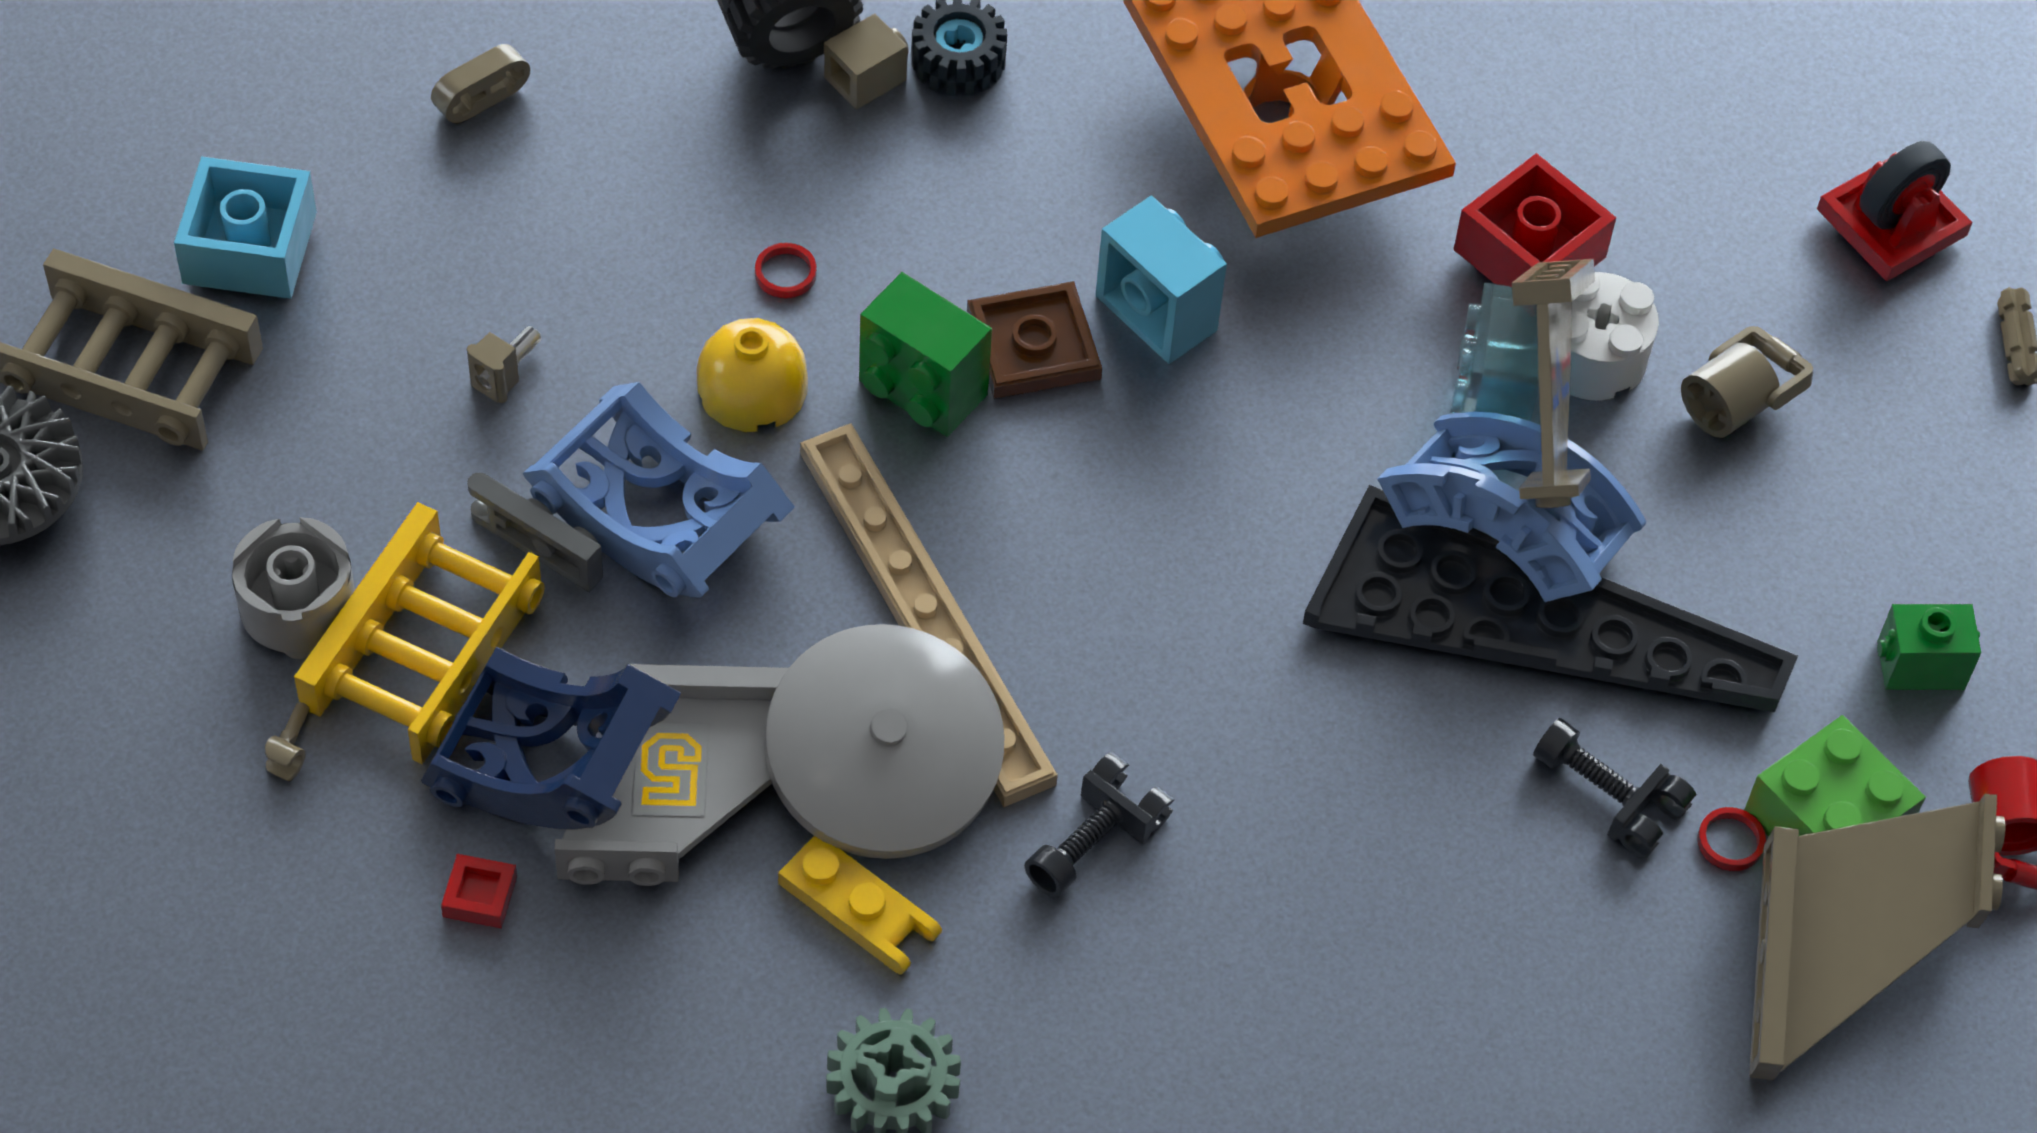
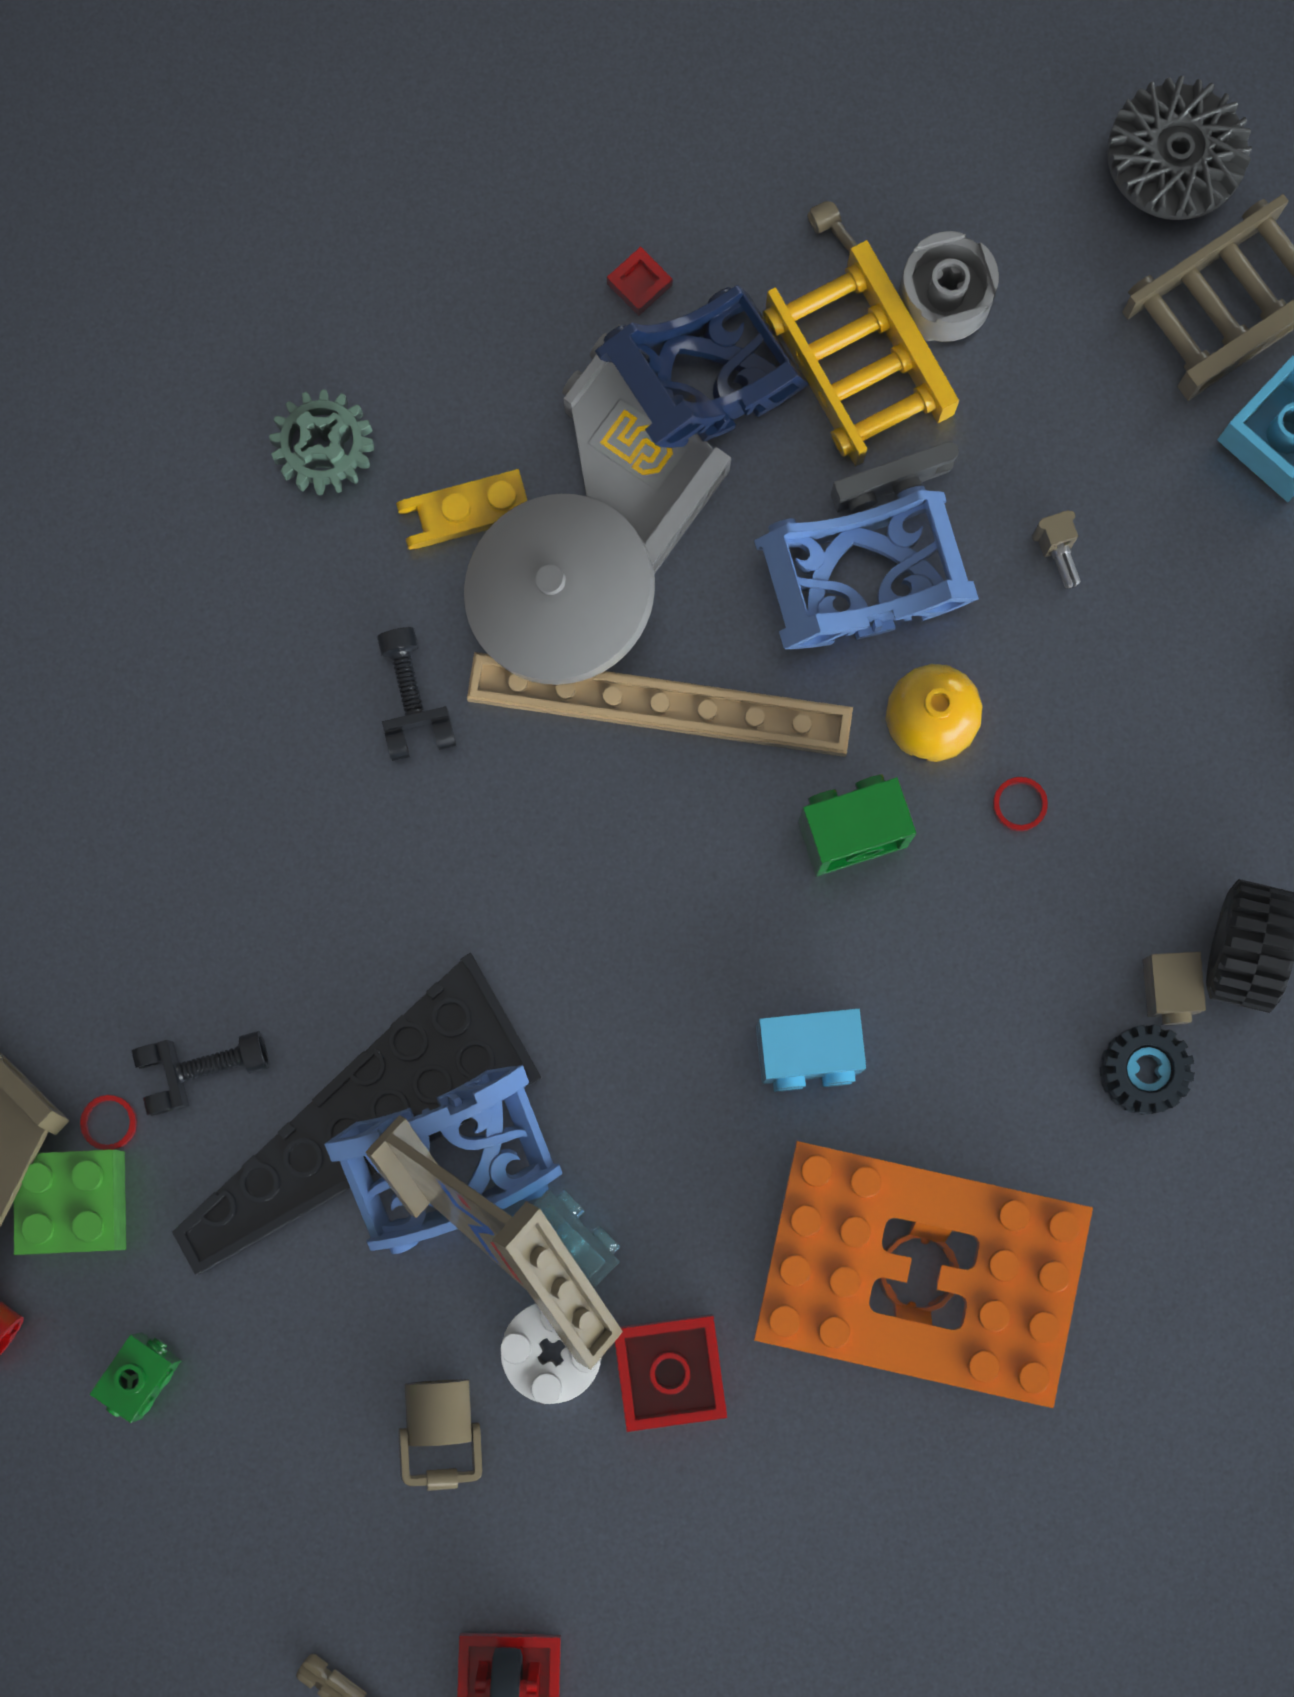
camera: 130 degrees right, 25 degrees up
(1037, 339) = (838, 939): reddish brown tile -> none

